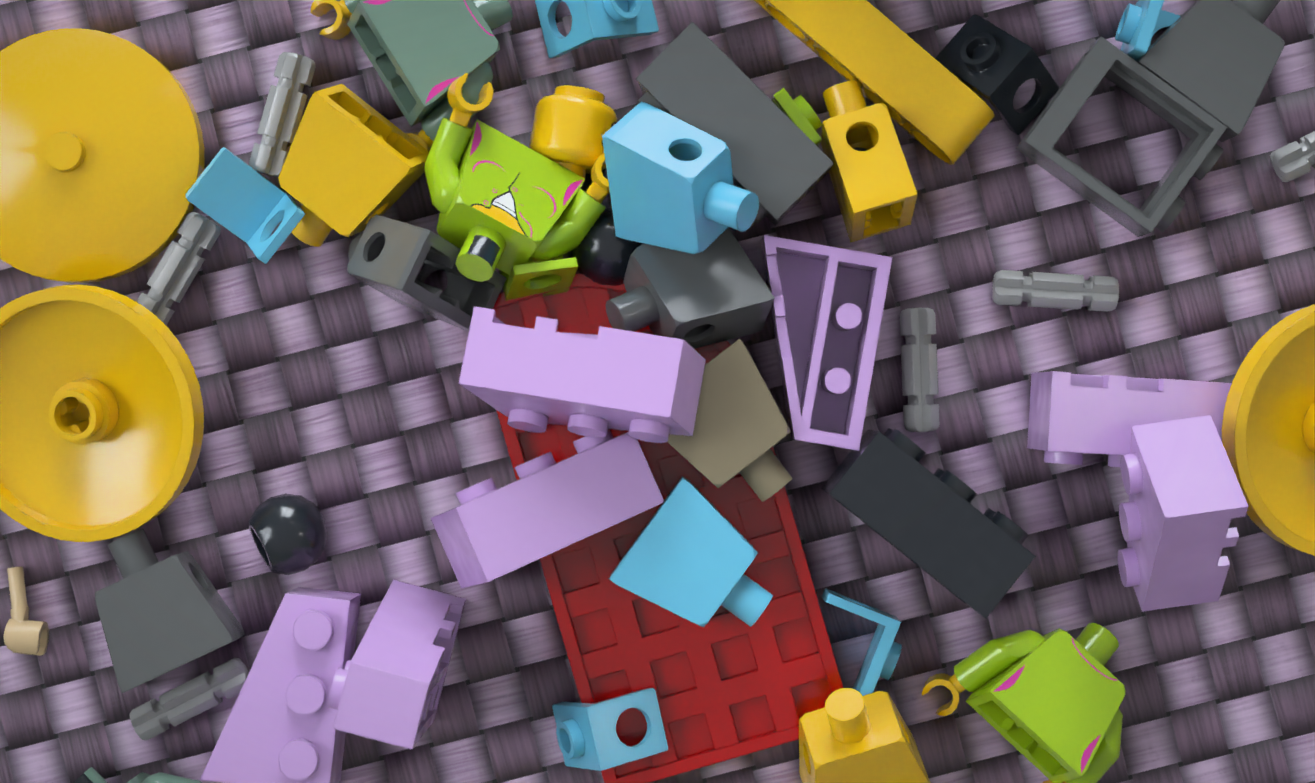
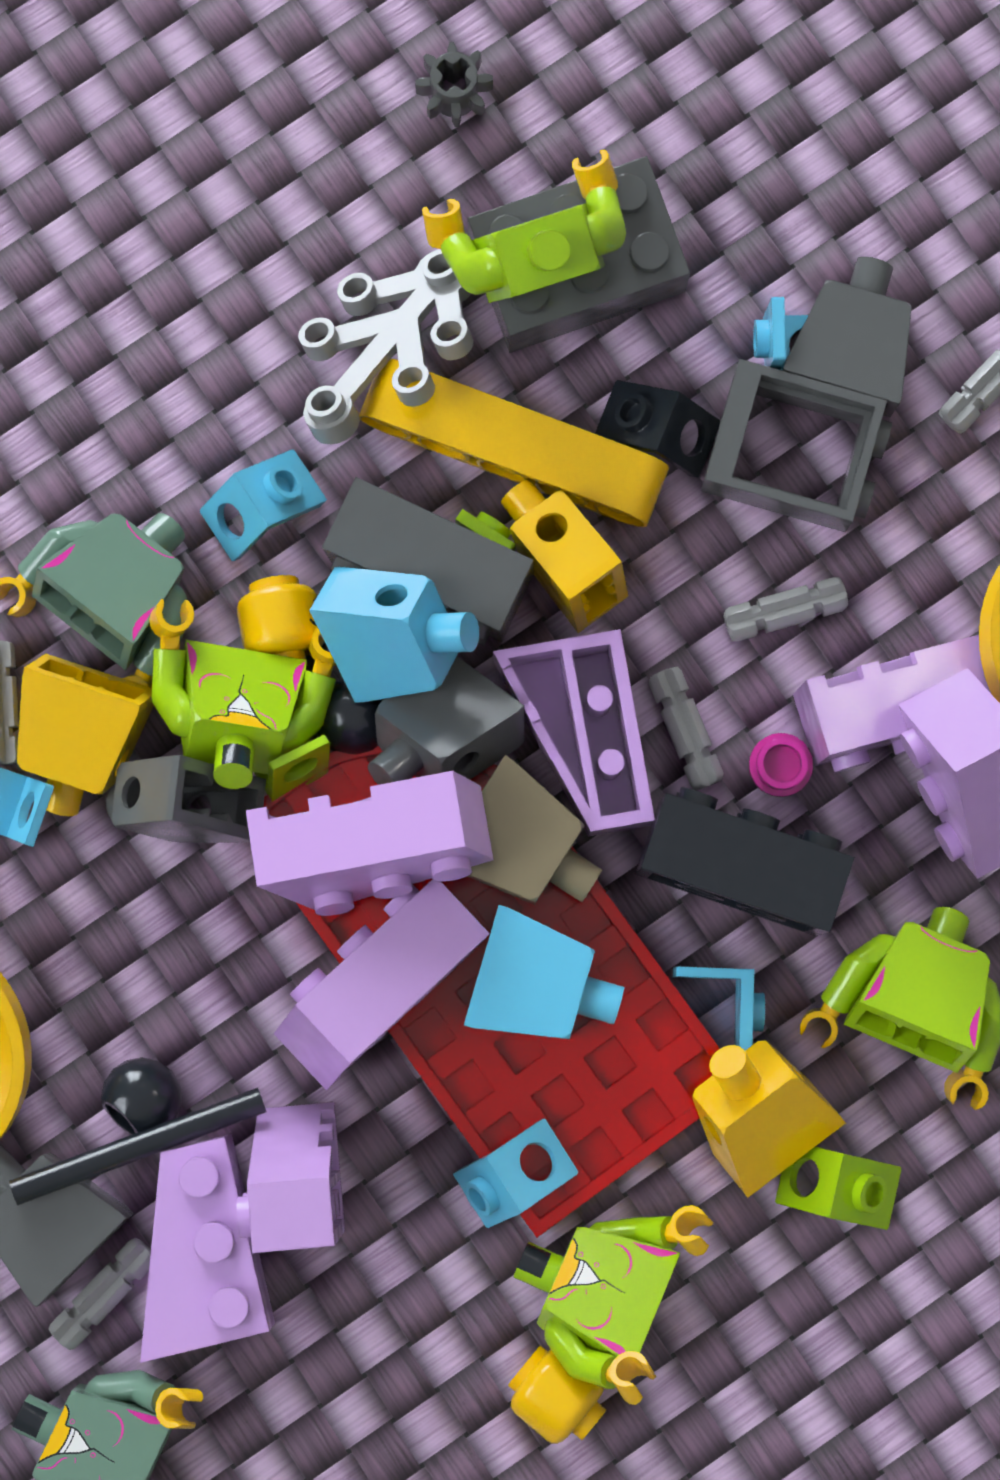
camera: 20 degrees left, 5 degrees down
(266, 579) = (137, 1146): none -> black bar
(996, 436) = (780, 765): none -> dark pink plate

